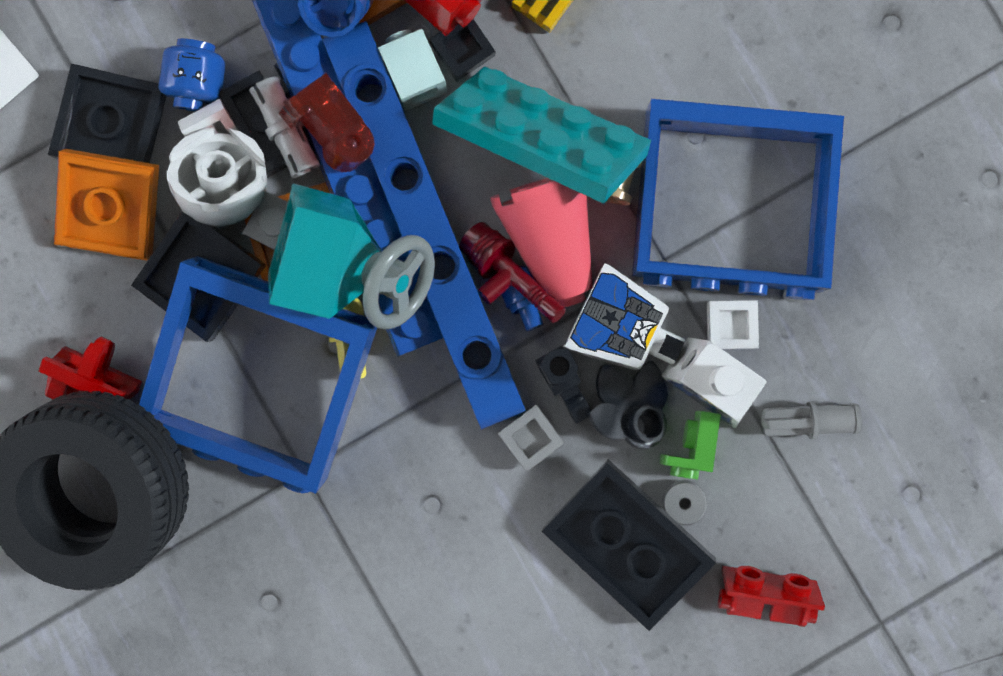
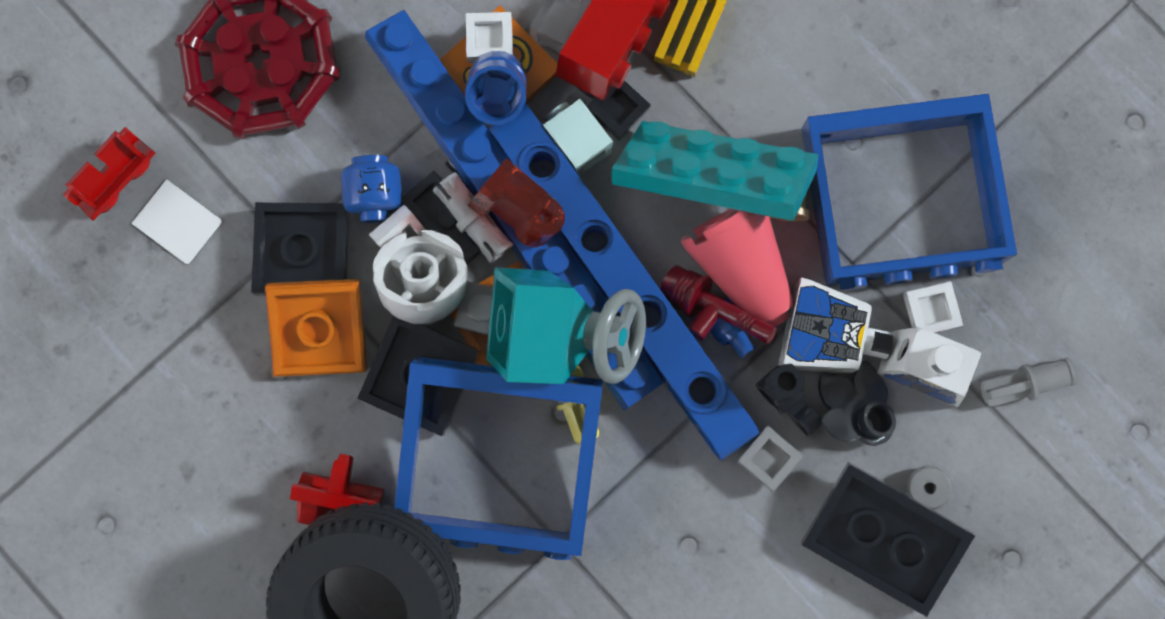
camera: 15 degrees left, 5 degrees down
(701, 438) = (931, 423): bright green bracket -> none
(791, 596) = (1053, 555): red hinge -> none

